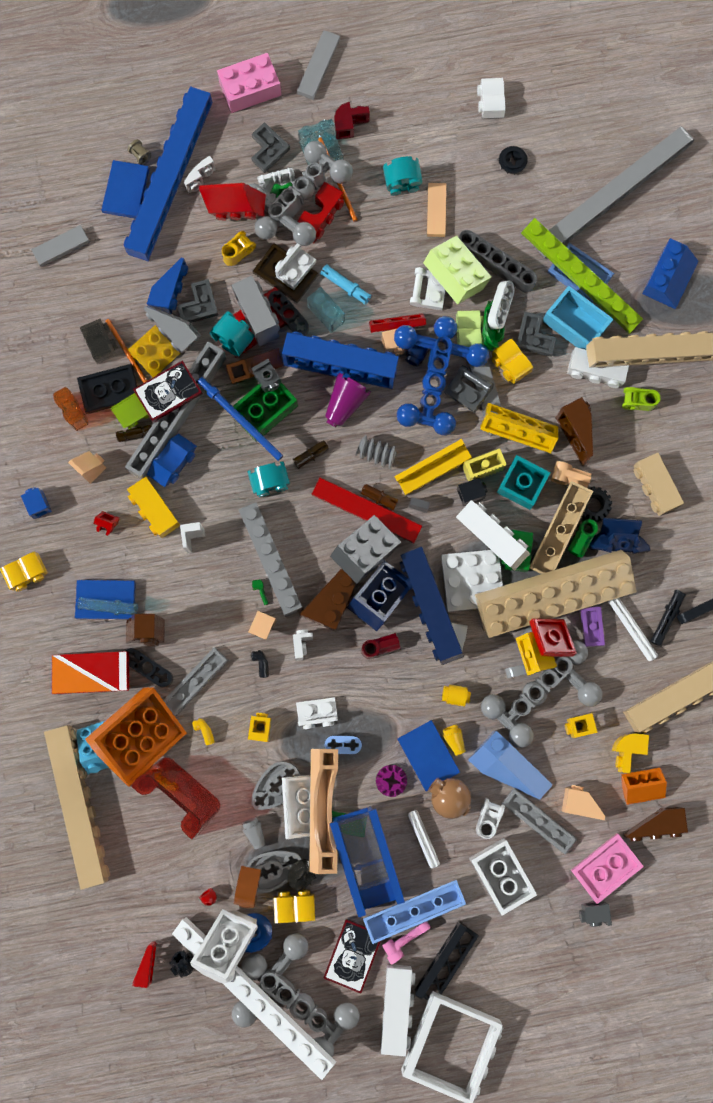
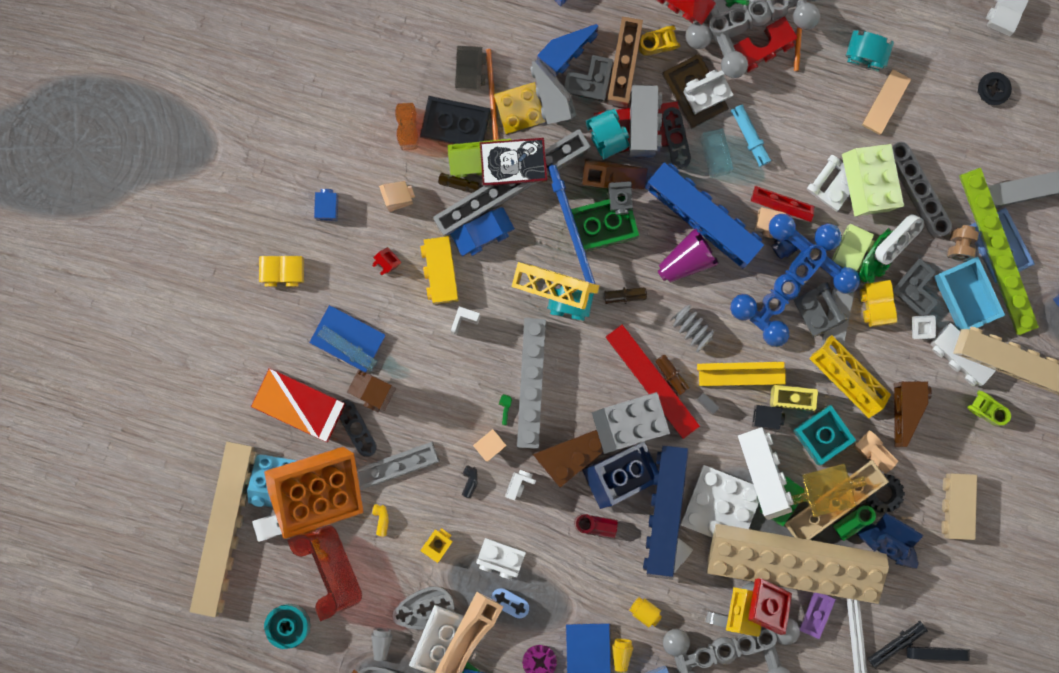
camera: 25 degrees right, 5 degrees up
(112, 786) = (266, 528): none -> white piece
(160, 867) = (275, 629): none -> teal brick
(218, 275) = (624, 62): none -> medium nougat brick
(248, 465) = (557, 278): none -> yellow fence
(550, 281) = (963, 238): none -> medium nougat brick
(550, 521) = (829, 490): none -> clear yellow plate
(555, 361) = (923, 327): none -> white tile

